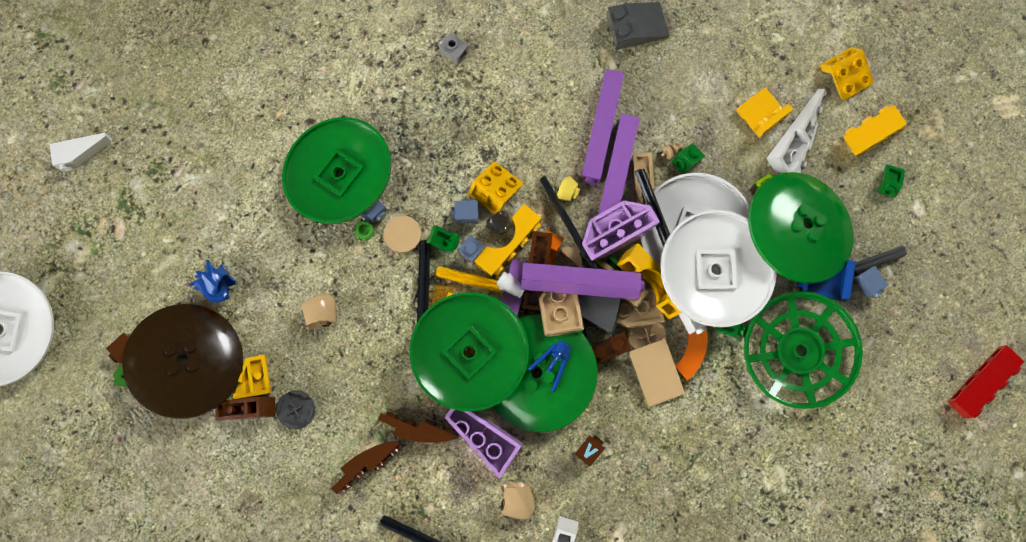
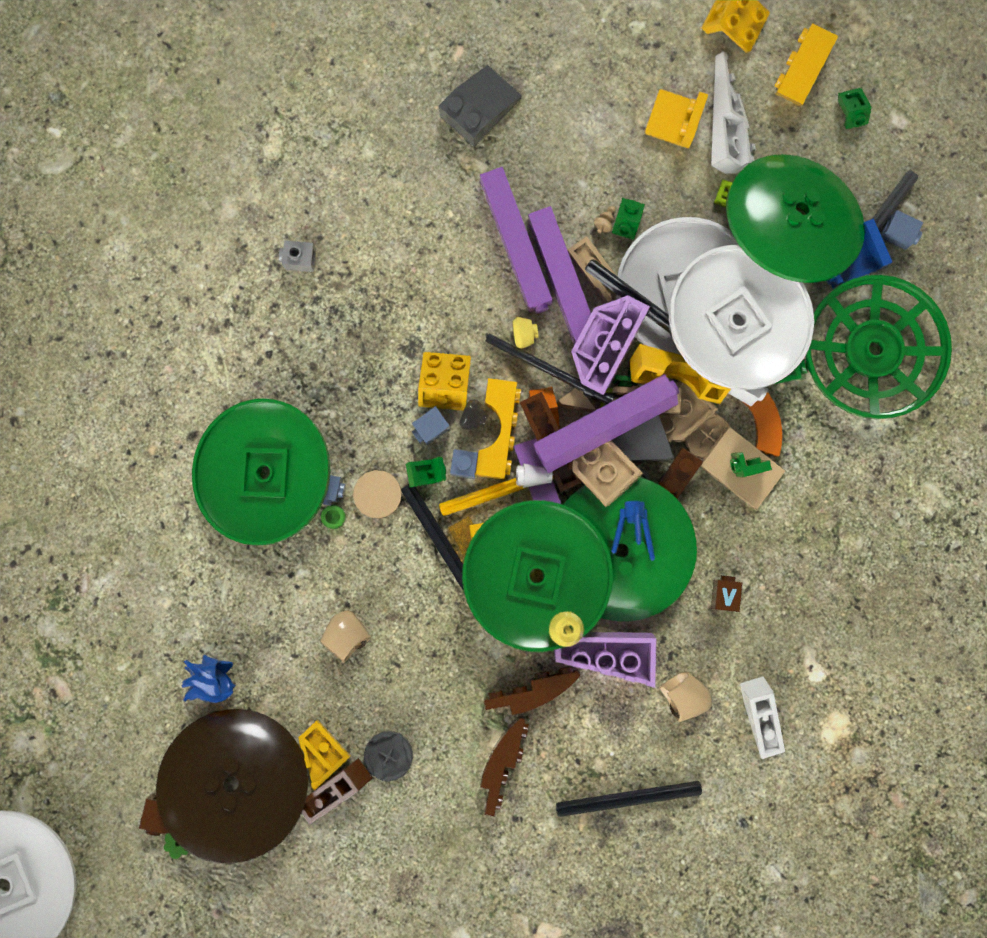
camera: 40 degrees left, 5 degrees up
(464, 405) = (562, 622): none -> light yellow cone
(663, 374) = (750, 467): none -> green bracket

